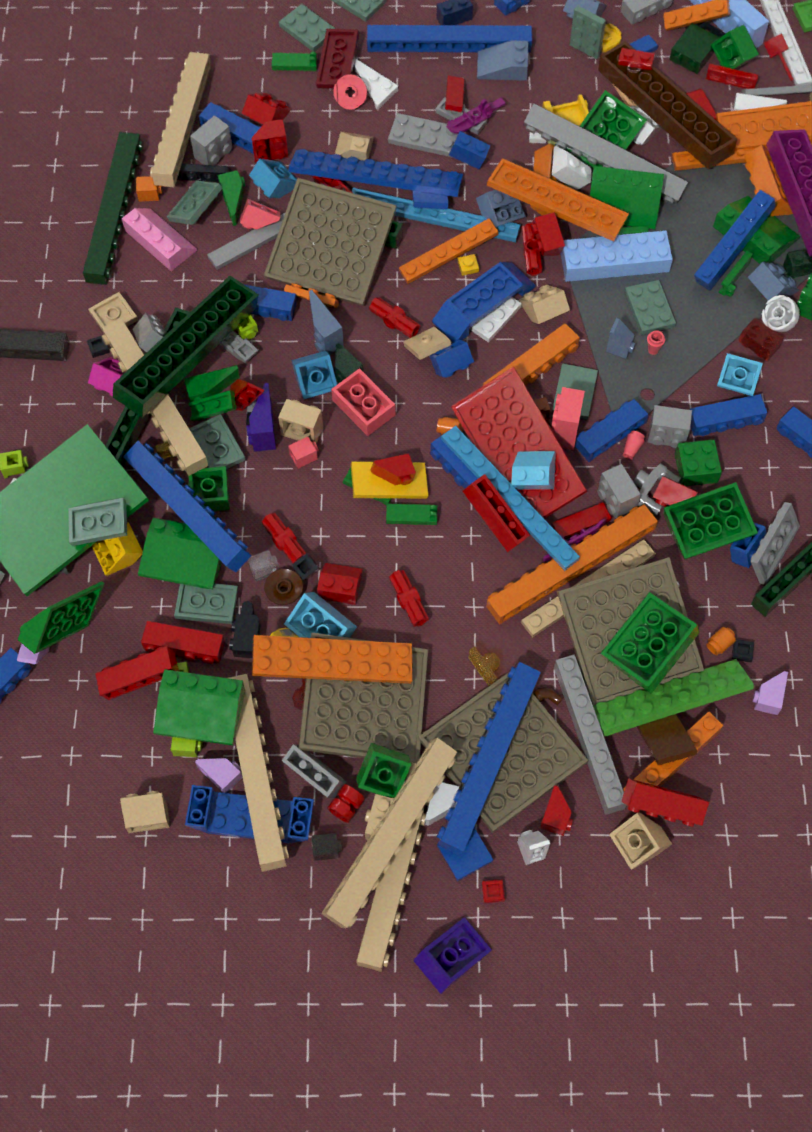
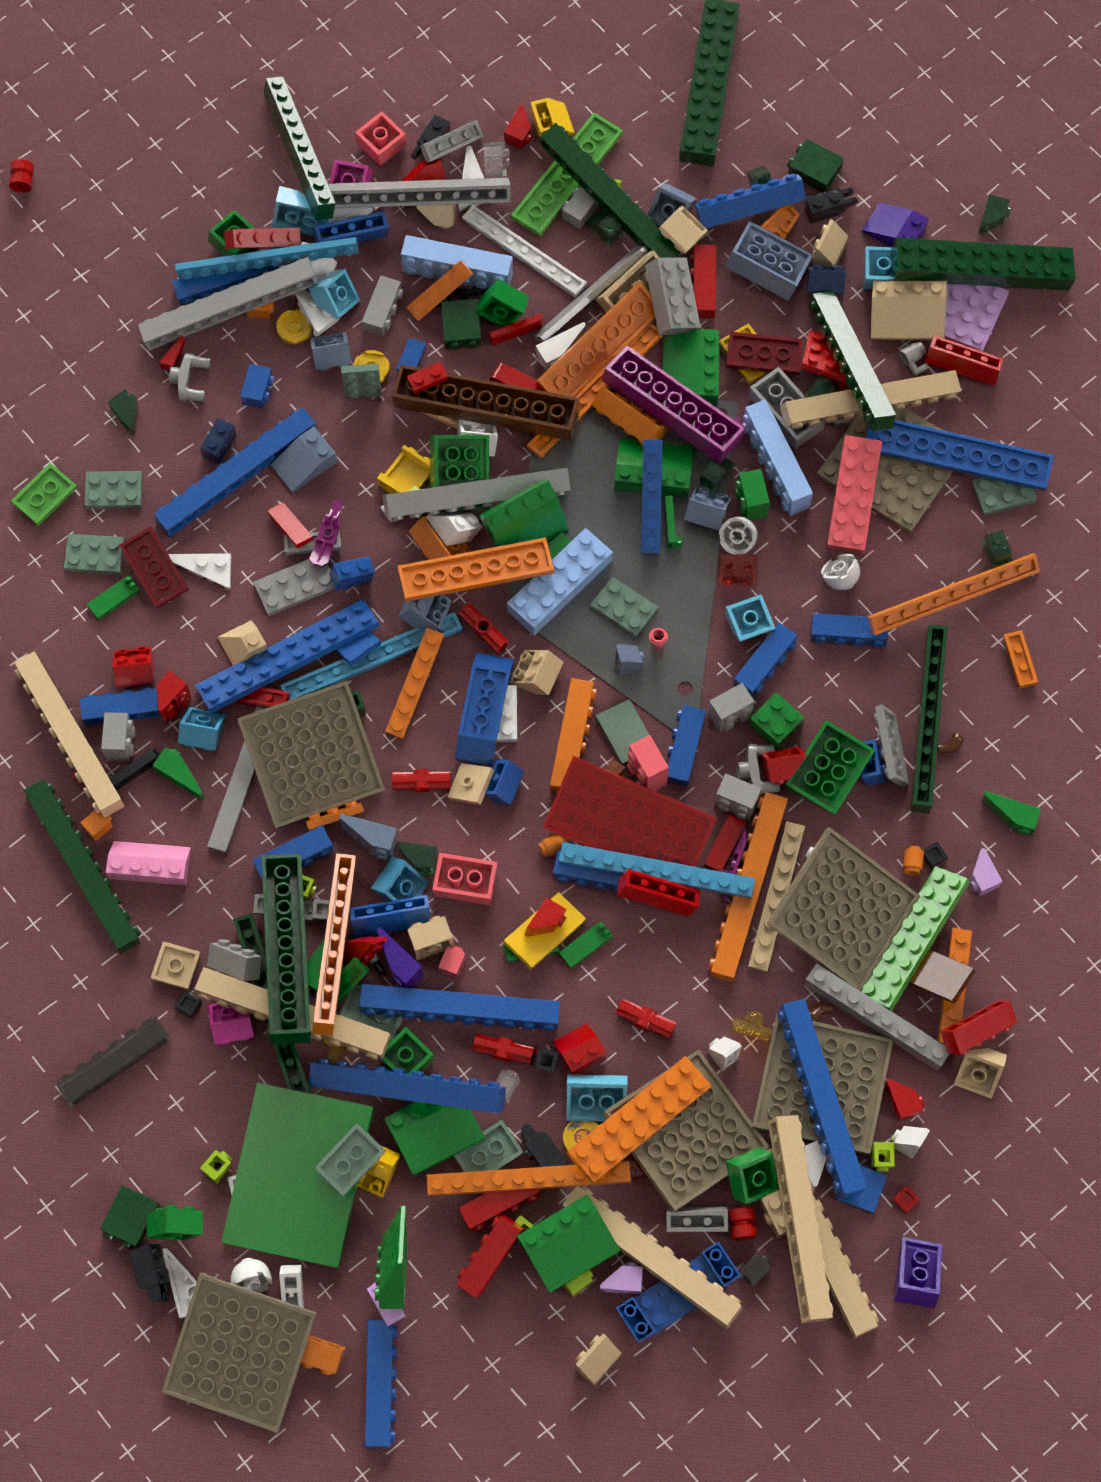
camera: 40 degrees left, 5 degrees up
(194, 202) = (153, 806): sand green plate -> none
(211, 637) = (520, 1179): none -> orange plate
(223, 371) = (334, 945): none -> orange brick
(257, 215) = (222, 775): coral slope -> none
(279, 485) = (459, 1007): none -> blue brick
(283, 579) = (534, 1081): reddish brown dish -> none
(286, 386) = (389, 916): none -> blue brick
(357, 98) = (206, 593): coral plate -> none
(444, 667) = (724, 1052): none -> white slope
(468, 264) = (440, 682): yellow plate -> none
(506, 836) = (885, 1149): none -> lime brick
(534, 470) = (660, 832): medium azure slope -> none
(548, 235) = (492, 607): red slope -> none
(633, 444) = (711, 742): coral cone -> none
(650, 642) = (867, 907): green slope -> none
(776, 46) = (528, 270): red piece -> none

